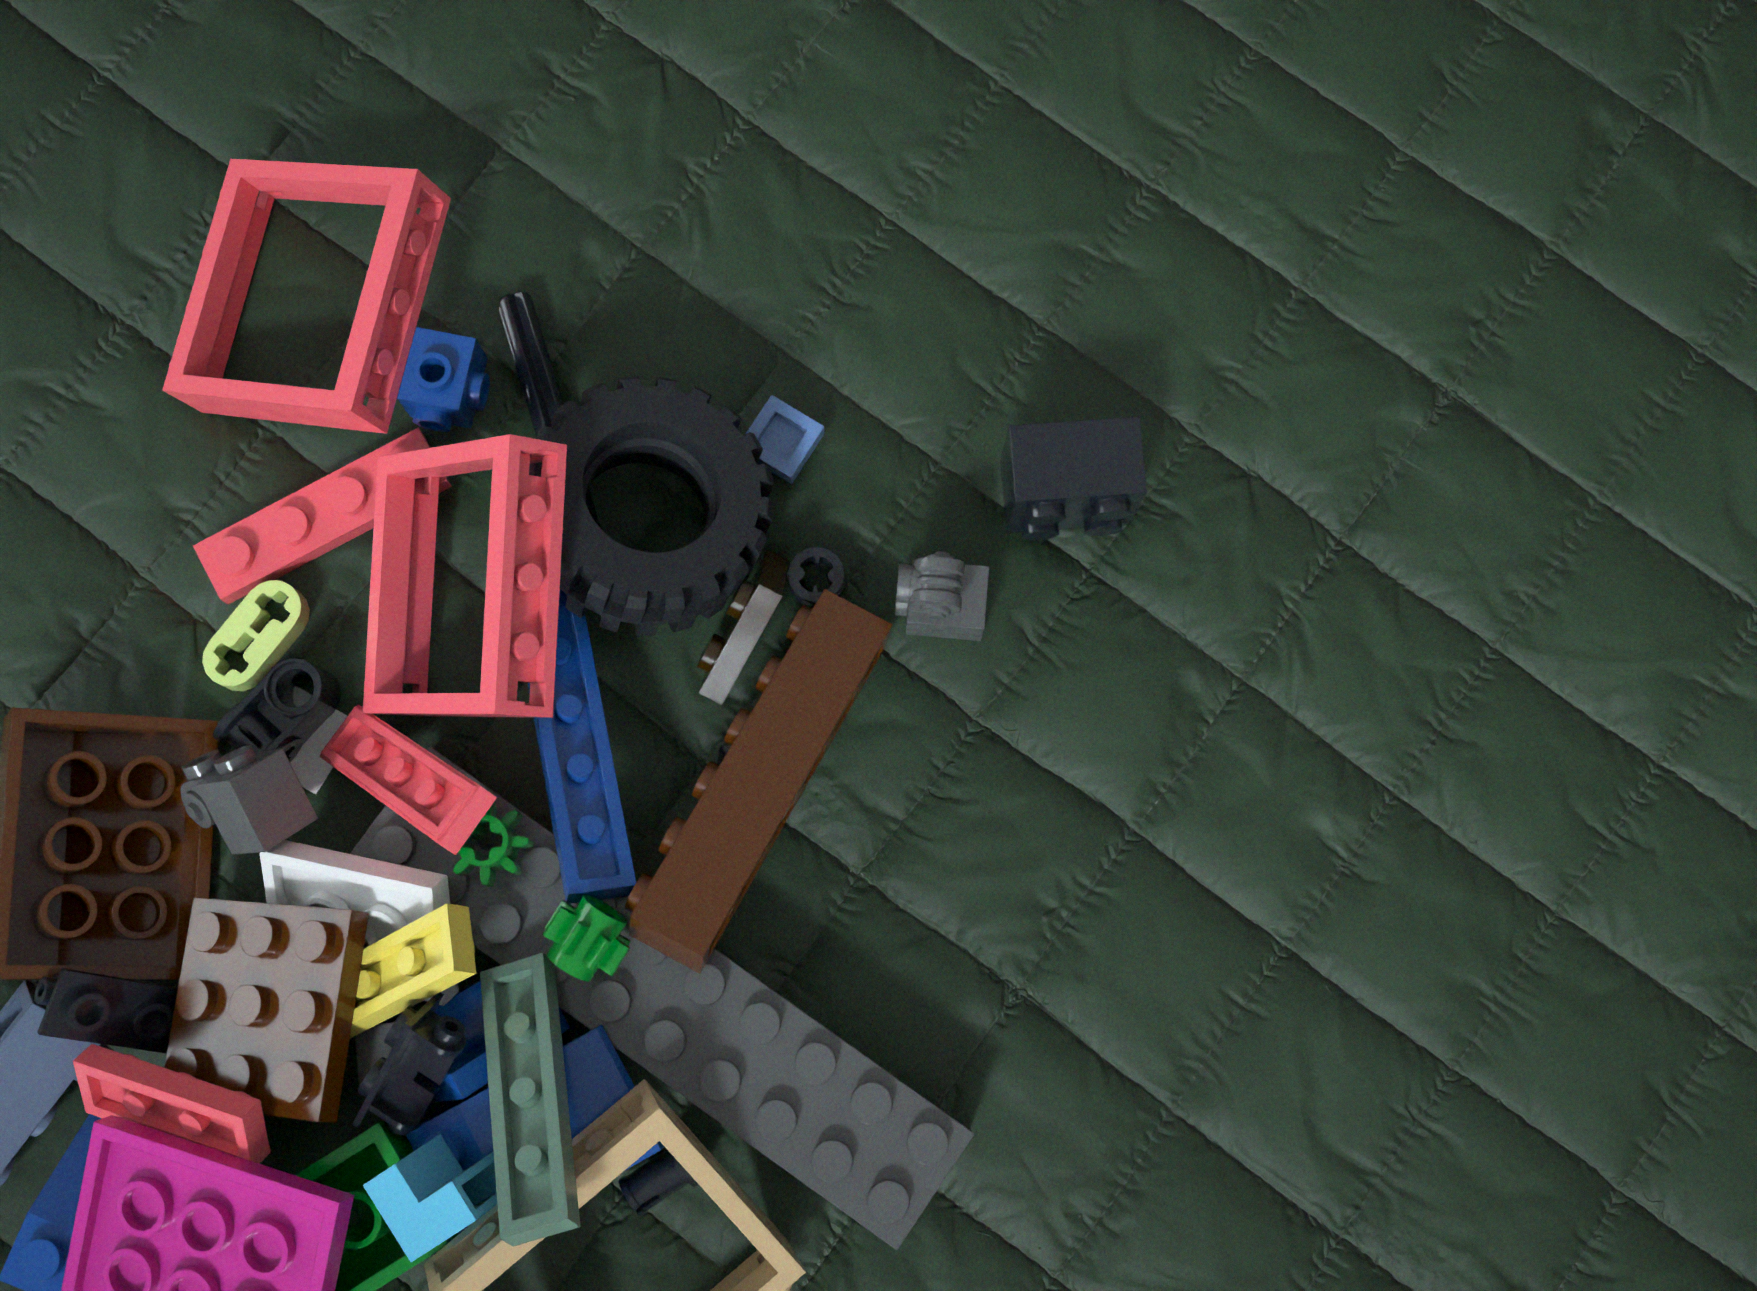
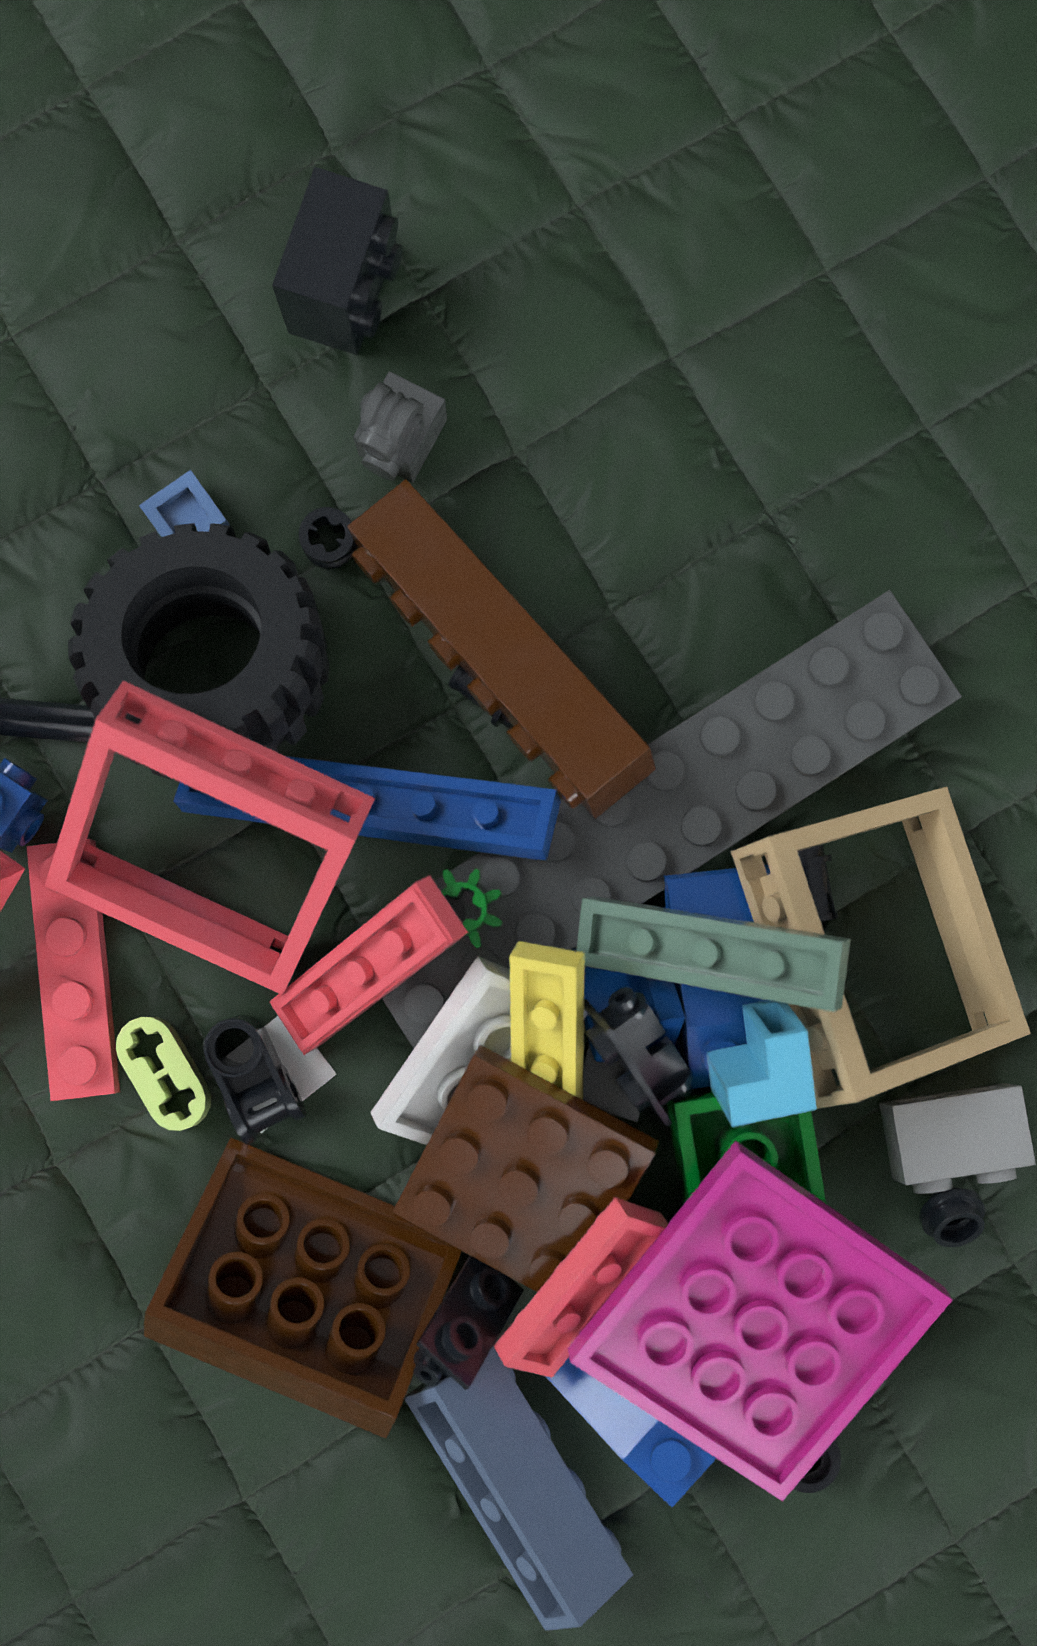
camera: 65 degrees left, 5 degrees up
(247, 796) = (320, 1122): dark grey brick -> none
(587, 938) = (587, 850): green gear -> none
(750, 612) = (354, 617): wing -> none

